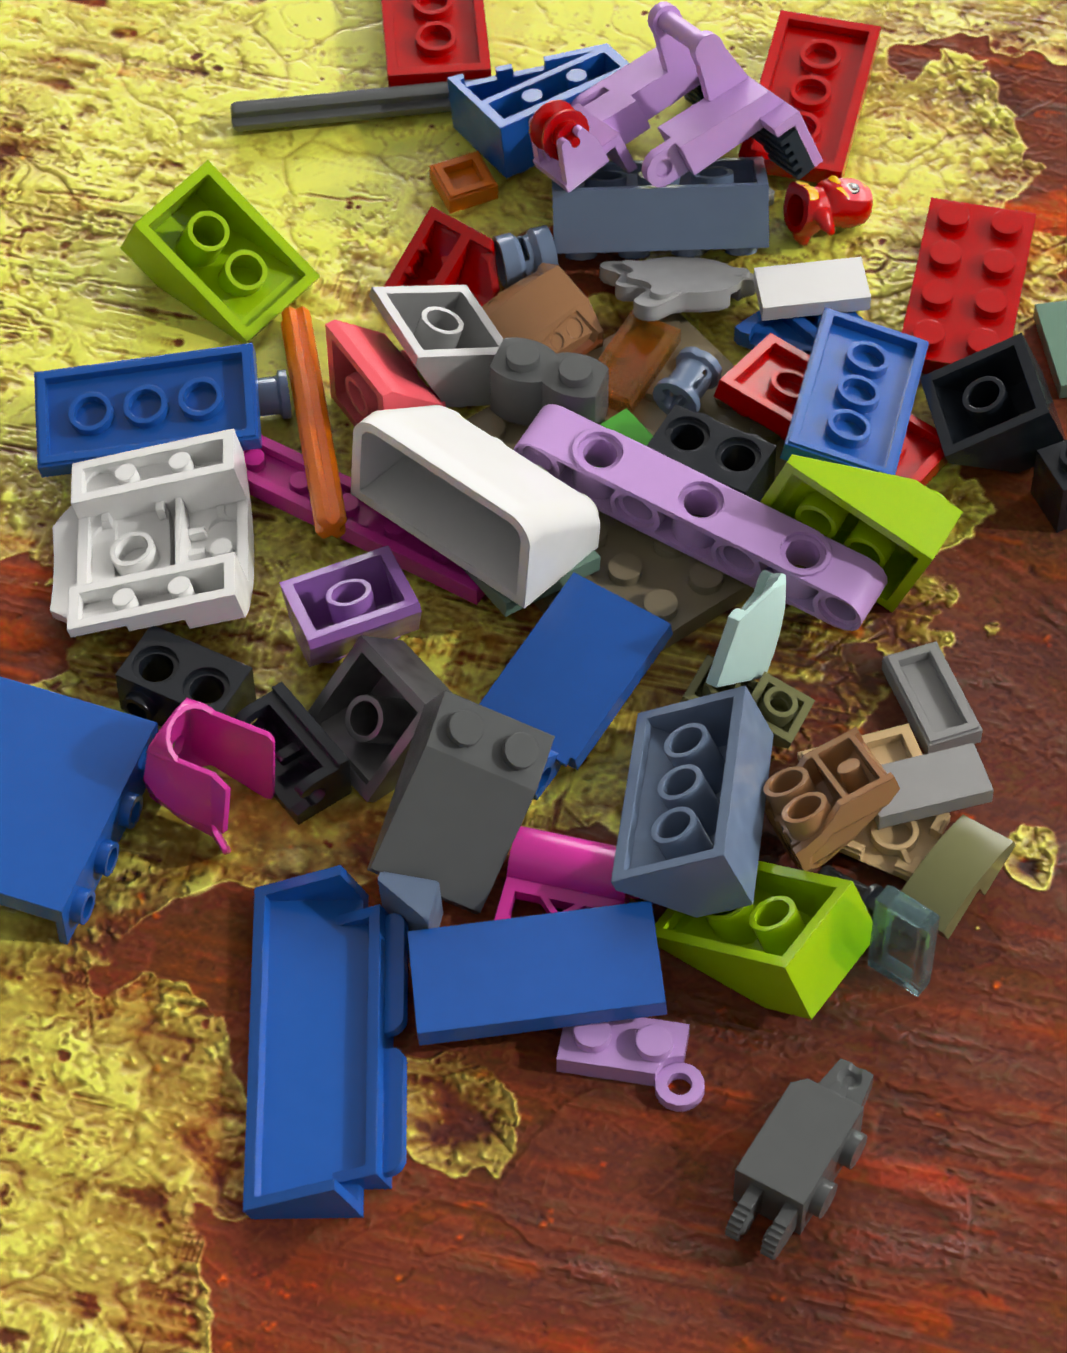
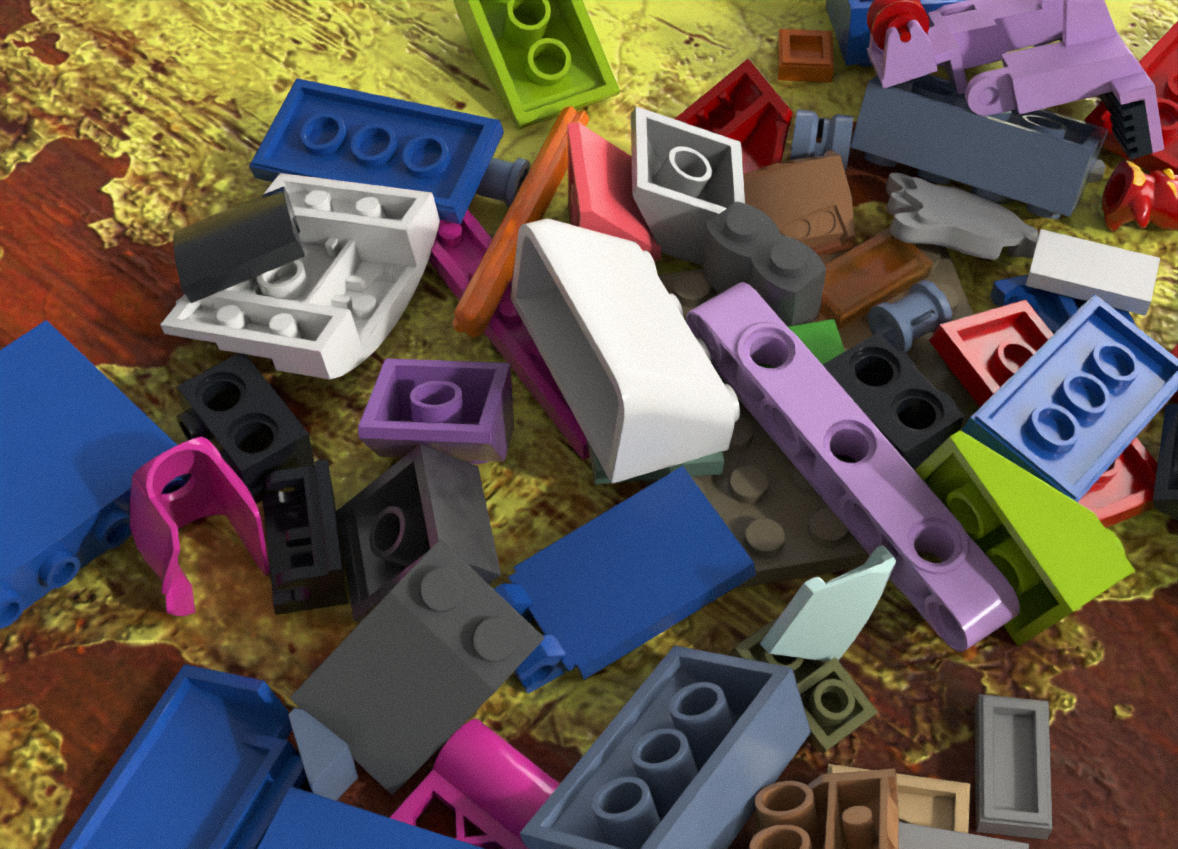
camera: 25 degrees right, 0 degrees up
(88, 535) = (237, 244): none -> black slope

